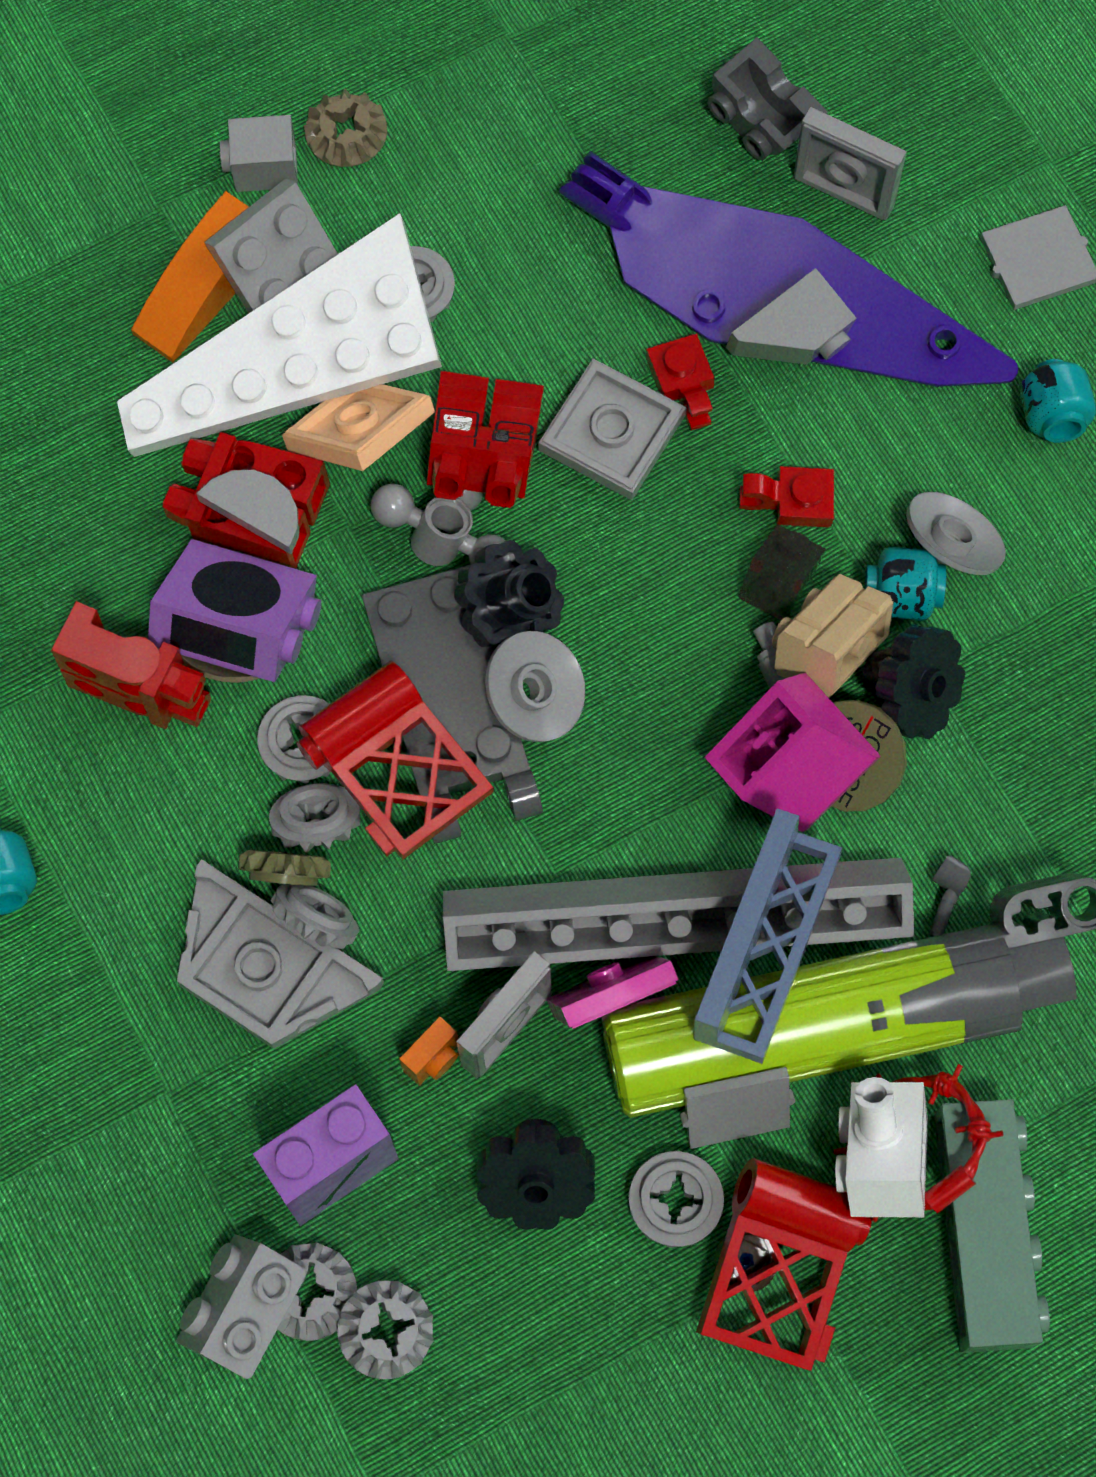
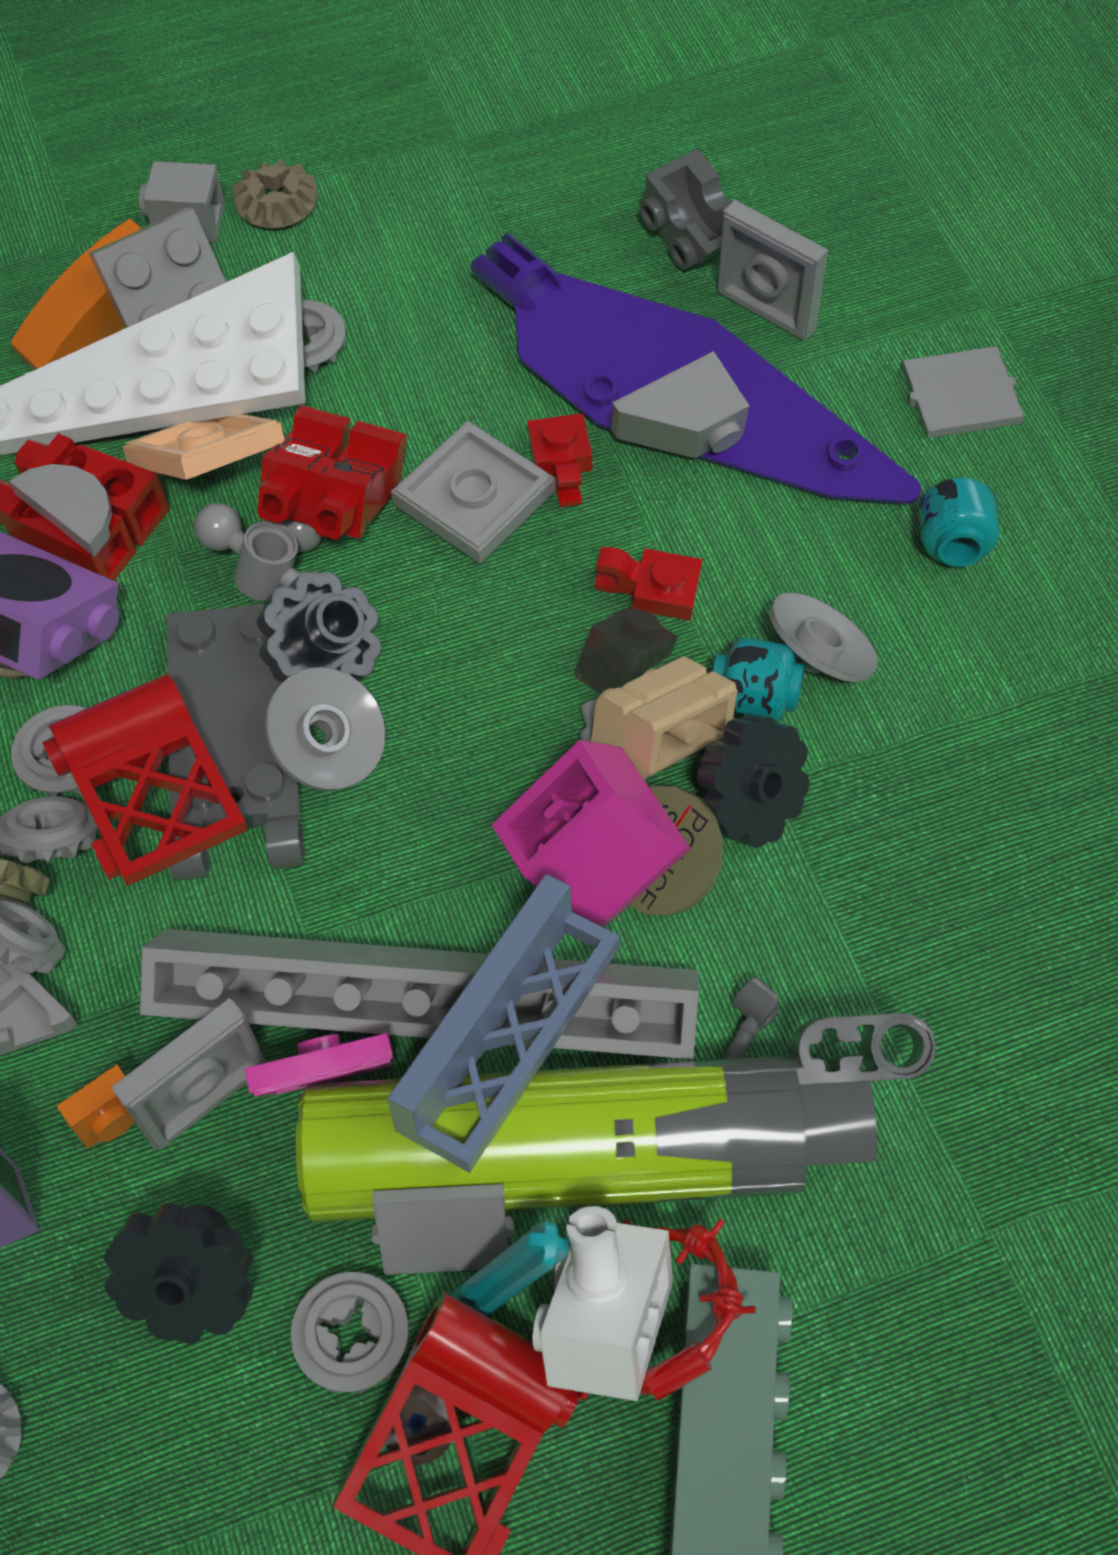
camera: 10 degrees right, 10 degrees down
(807, 1133) = (514, 1269): none -> teal axle

